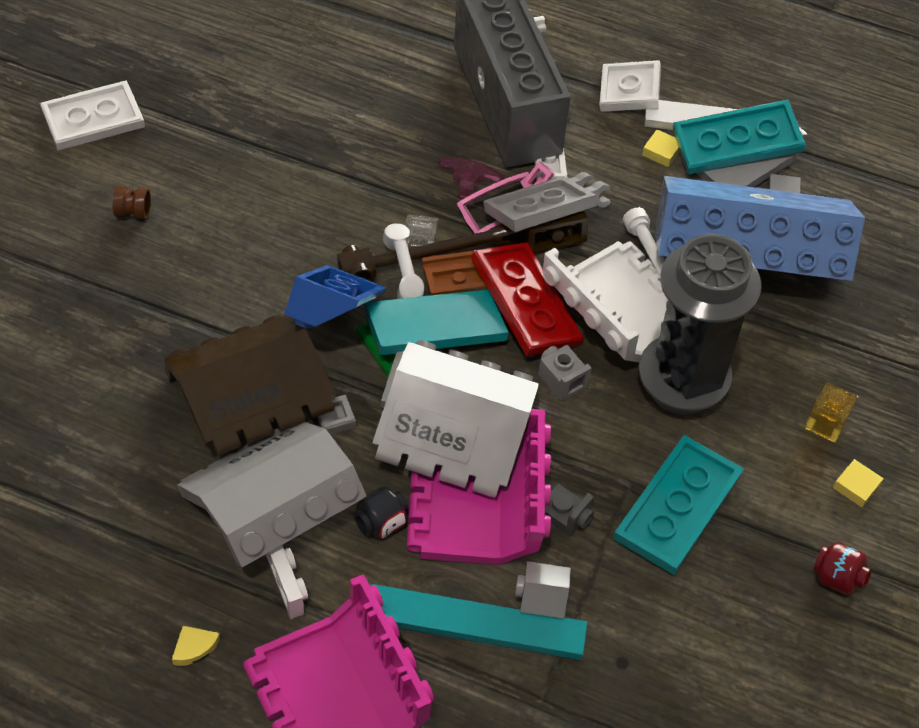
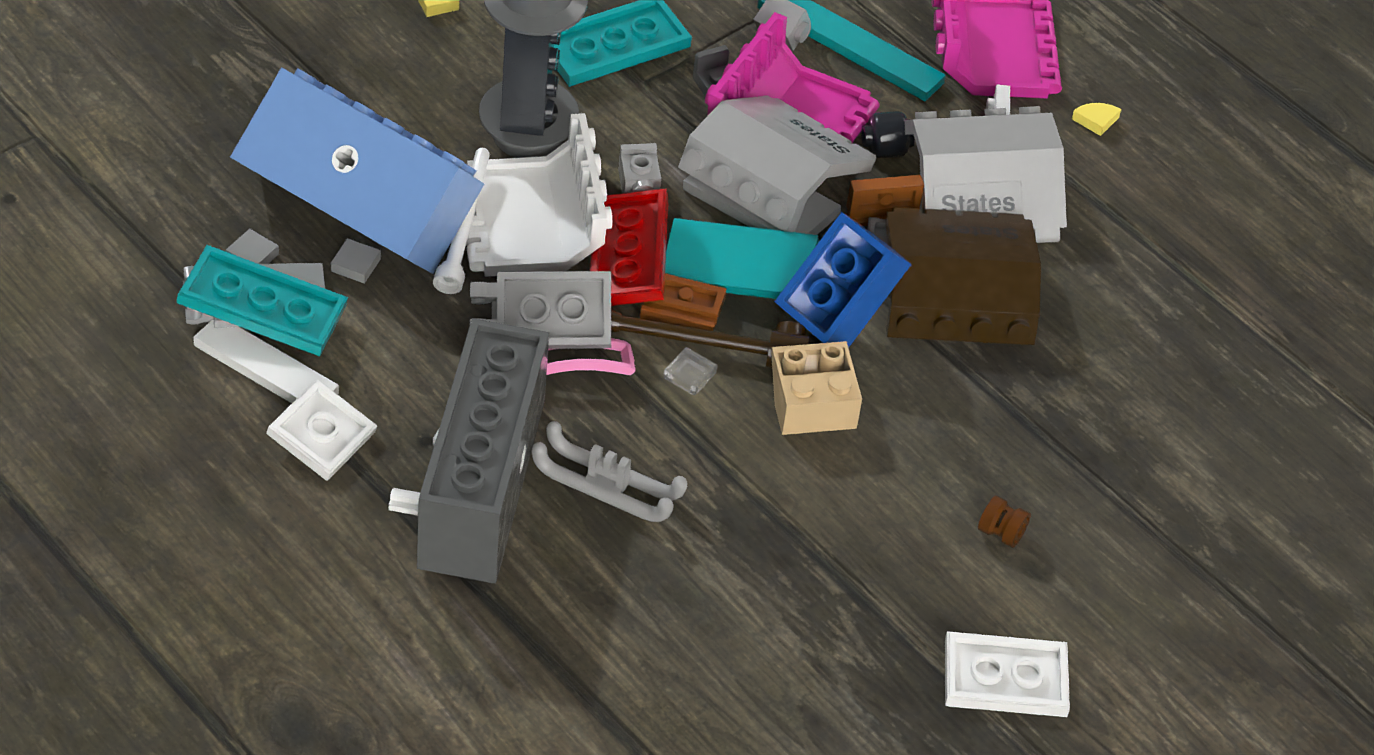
camera: 155 degrees left, 5 degrees down
(315, 233) = (815, 388): none -> tan slope
(353, 421) = (879, 195): none -> dark orange plate
(396, 238) = (731, 343): white bar -> none
(427, 130) = (606, 477): none -> light grey piece
(469, 173) = (590, 416): clear pink piece -> none
(661, 148) = (346, 352): light yellow tile -> none
(831, 412) = (416, 38): clear yellow brick -> none

